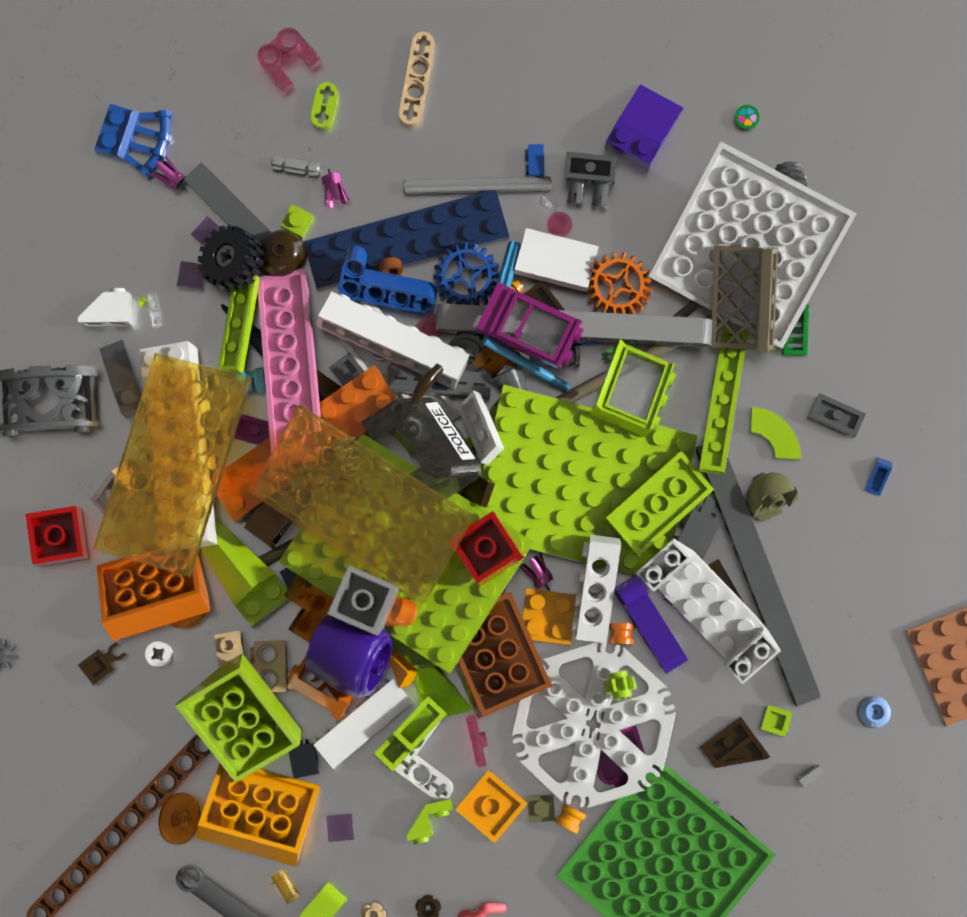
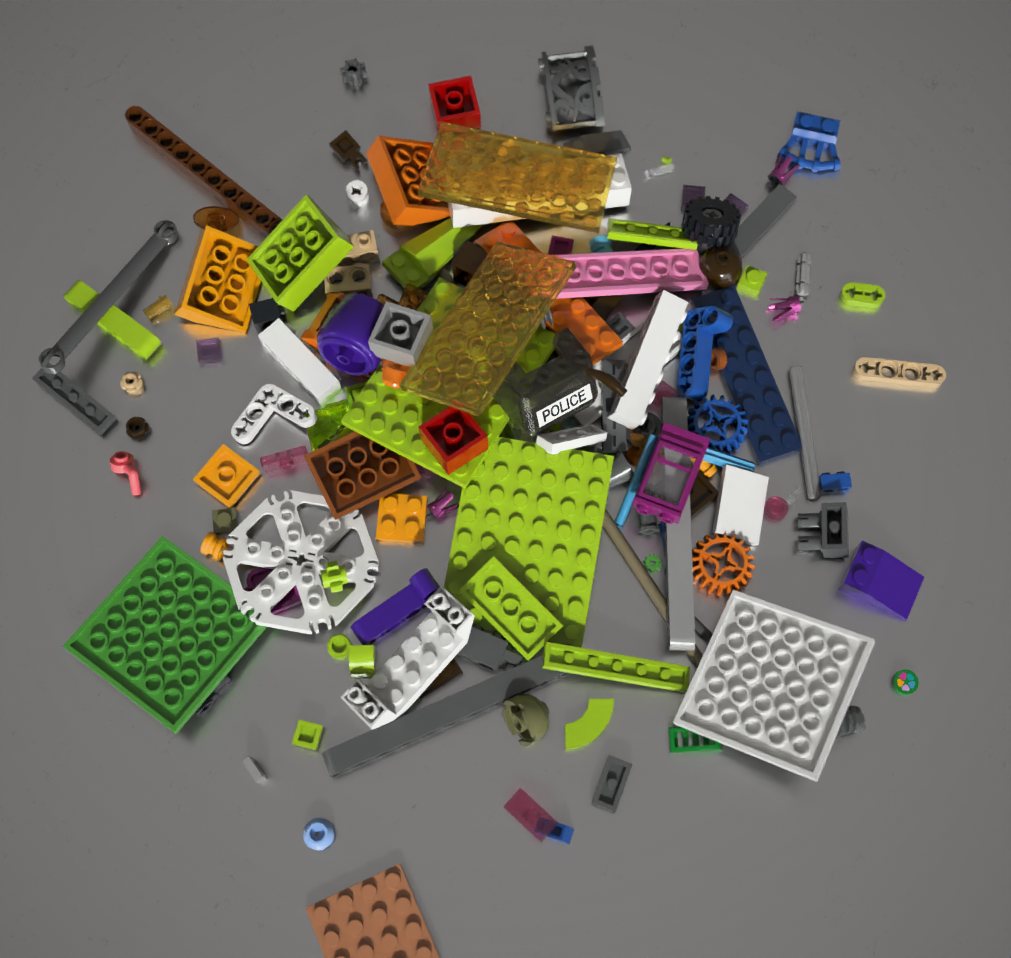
camera: 90 degrees right, 10 degrees down
(108, 309) = (655, 133): white slope -> none
(284, 54) = (905, 255): clear pink piece -> none
(402, 669) = (349, 388): light orange piece -> none
(409, 734) = (287, 395): lime slope -> none
(422, 827) = (210, 418): lime slope -> none
(478, 491) = (511, 437): dark brown tile -> none
(596, 628) = (460, 560): white brick -> none
(621, 633) = (386, 583): orange wheel -> none
(634, 390) = (619, 577): window -> none
(683, 687) = (339, 646): none -> lime tile
(702, 662) = (362, 661): none -> lime brick
(733, 746) = (283, 695): dark brown wing -> none
(765, 297) = (716, 697): dark tan fence -> none
(864, 497) = (530, 814): none -> clear pink plate

